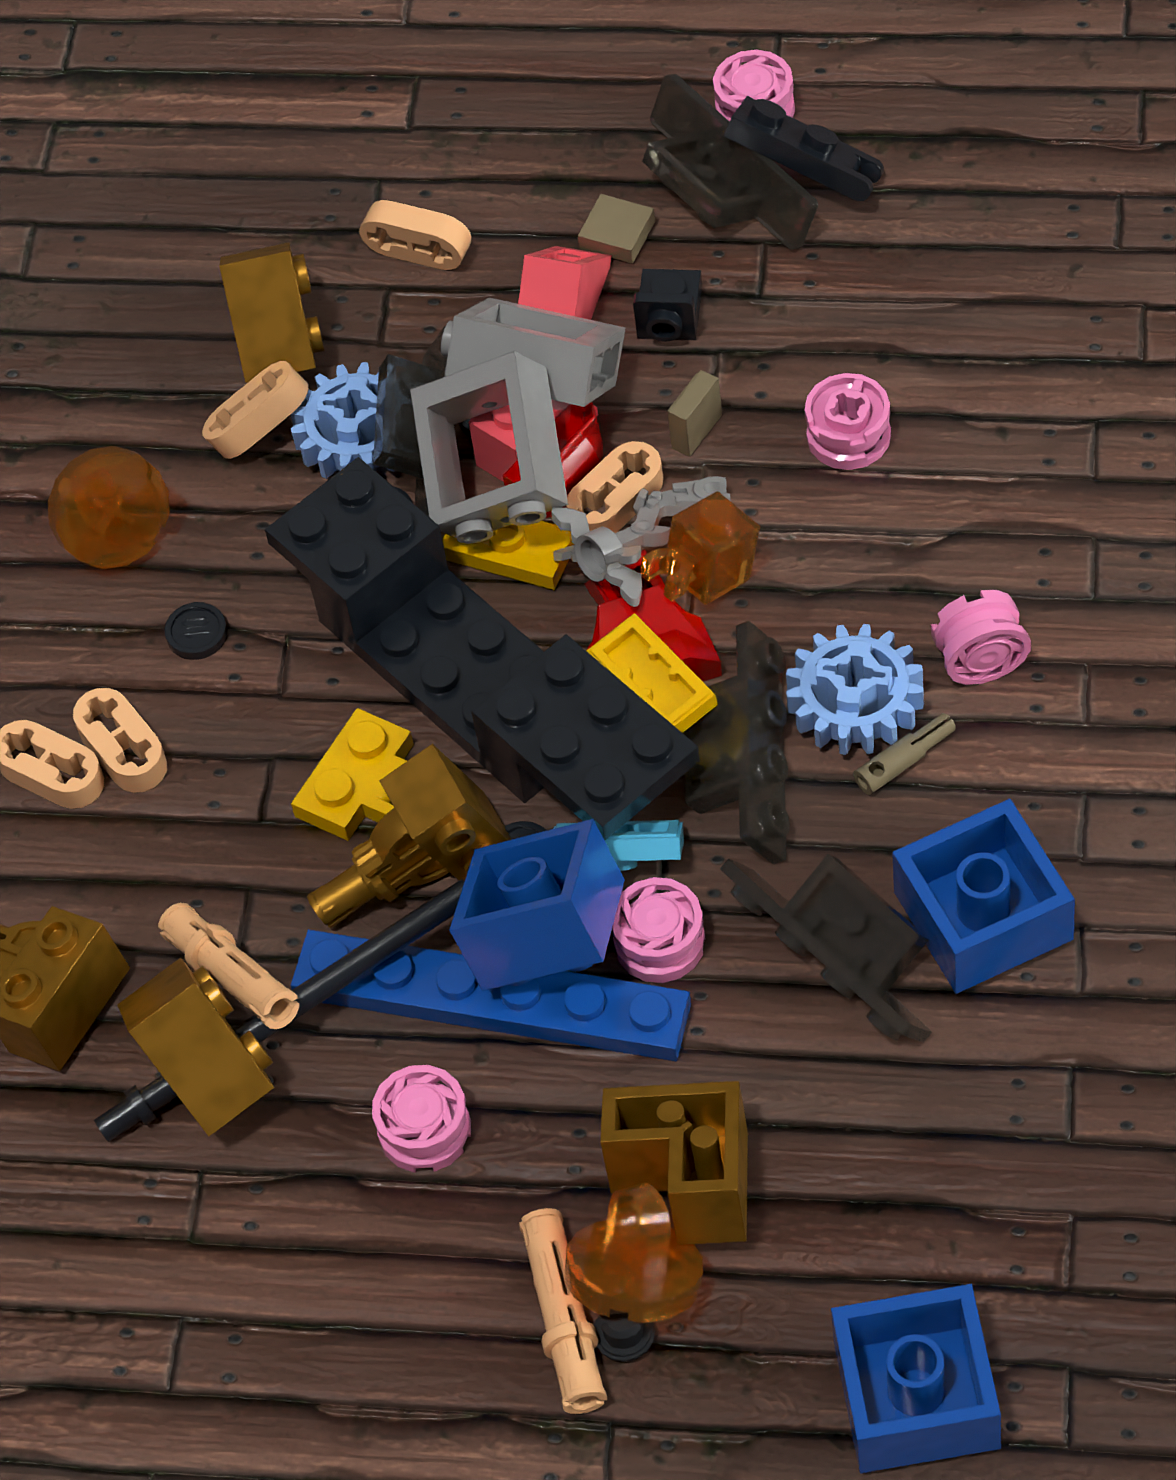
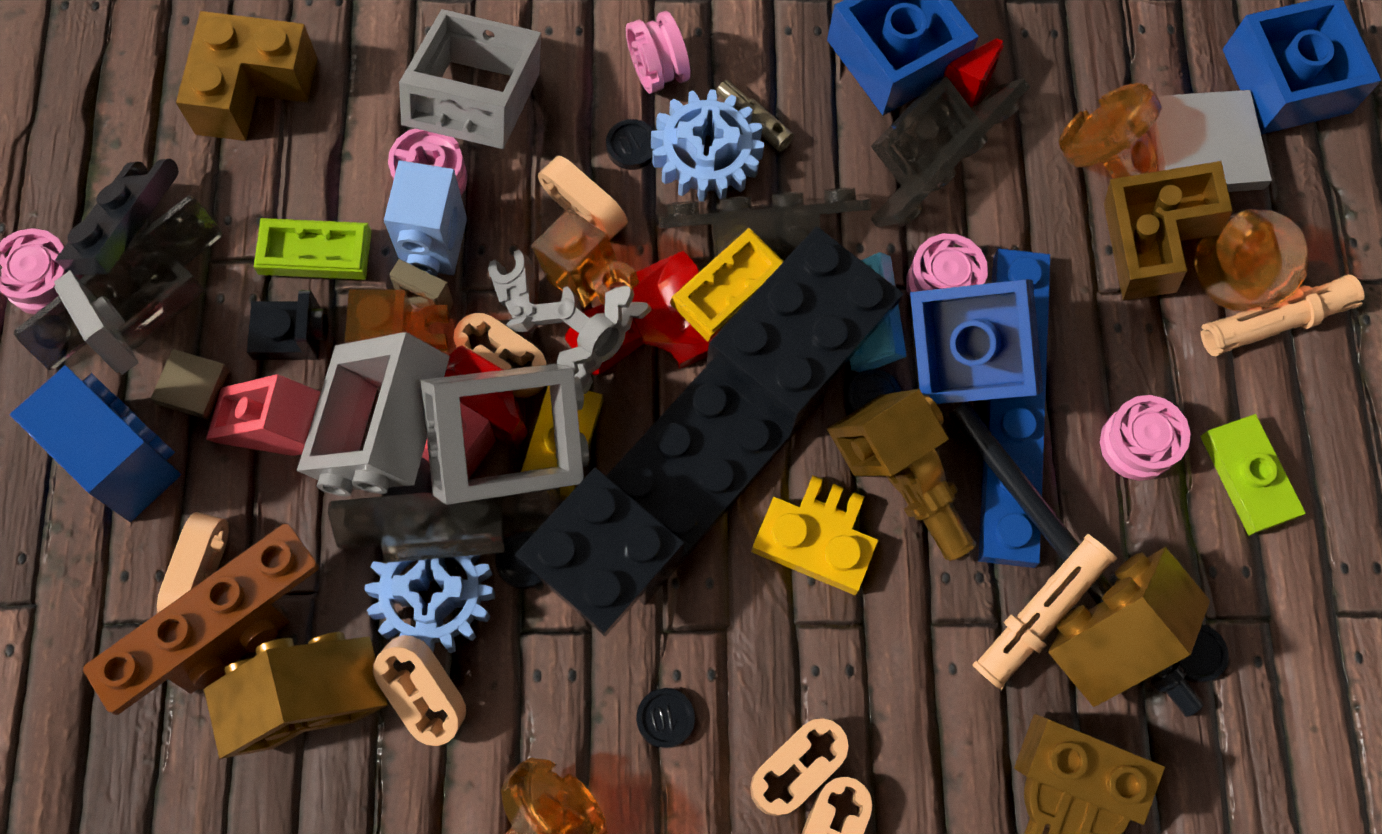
camera: 110 degrees left, 15 degrees up
(164, 1150) = (1207, 658): none -> black piece
(347, 240) = (206, 626): none -> dark orange bracket
(362, 1242) = (1252, 474): none -> lime plate
(540, 143) = (98, 441): none -> blue brick
(648, 378) = (389, 312): none -> clear orange brick
(663, 125) = (96, 322): none -> light grey plate
(758, 321) = (312, 248): none -> lime plate
(761, 401) = (426, 217): none -> light blue brick
(794, 564) = (579, 193): none -> light nougat beam
(814, 1256) = (1213, 129): none -> light grey tile
(828, 1123) = (1115, 132): none -> clear orange tile
(881, 616) = (630, 144): none -> black piece
(938, 991) = (974, 70): none -> red slope
(967, 408) = (463, 108): none -> light grey window
(984, 238) = (237, 61): none -> pearl gold brick

